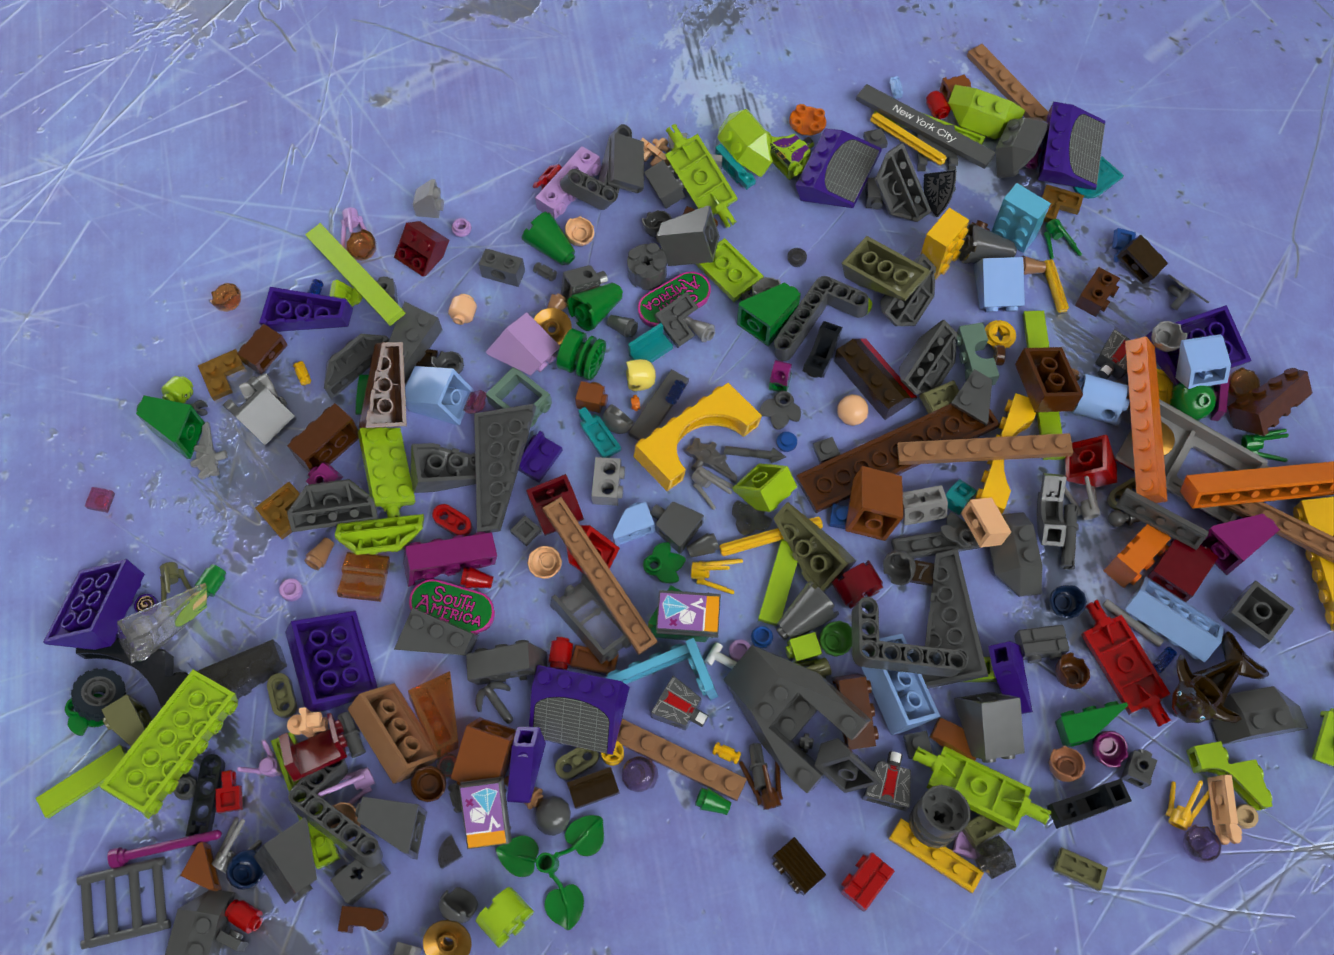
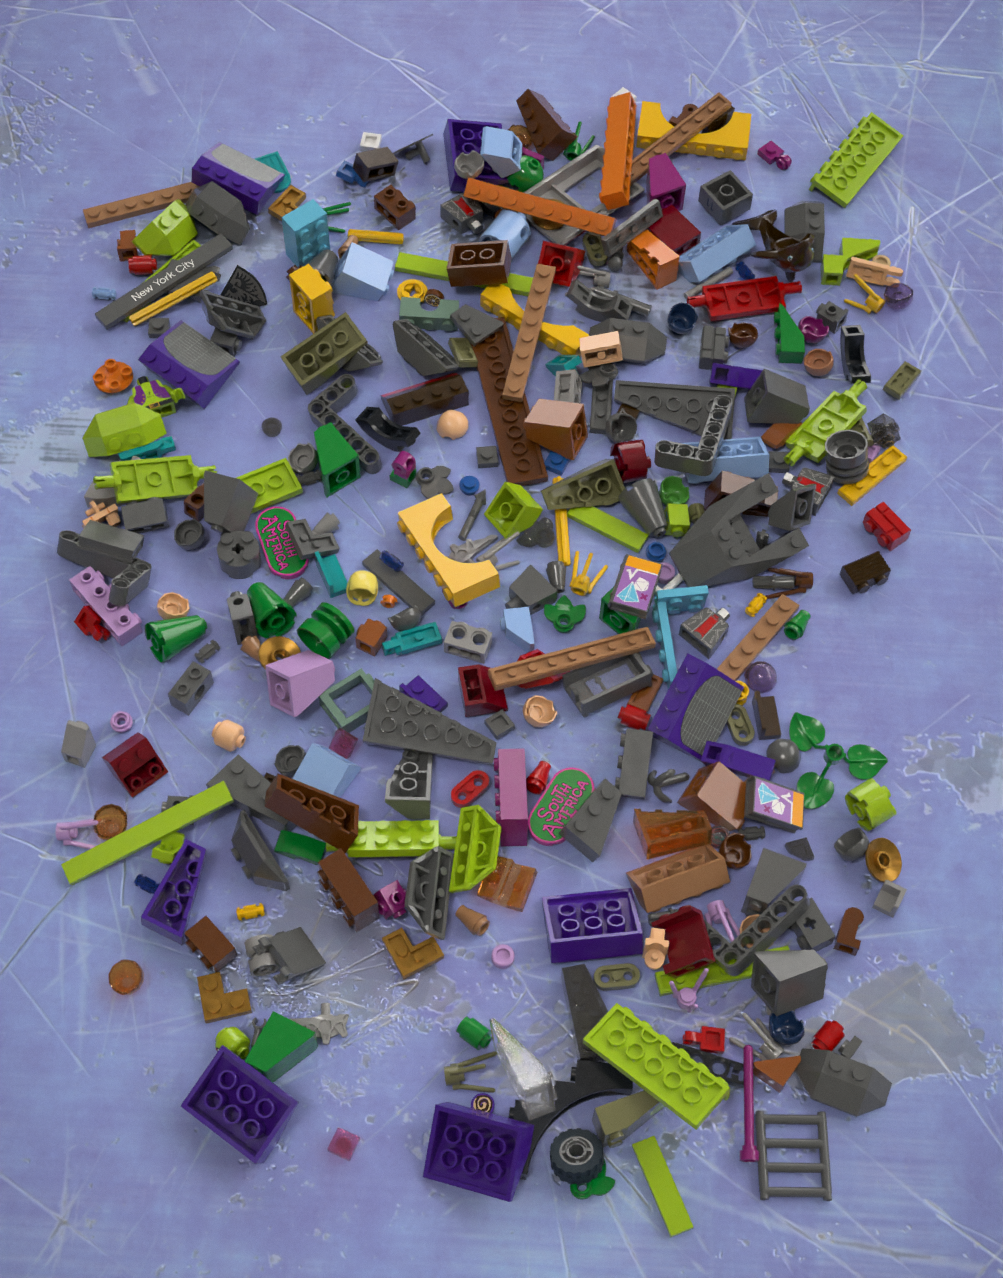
camera: 80 degrees left, 5 degrees down
(109, 405) = (240, 1105): none -> dark purple slope
(1172, 250) = (370, 141): none -> white plate

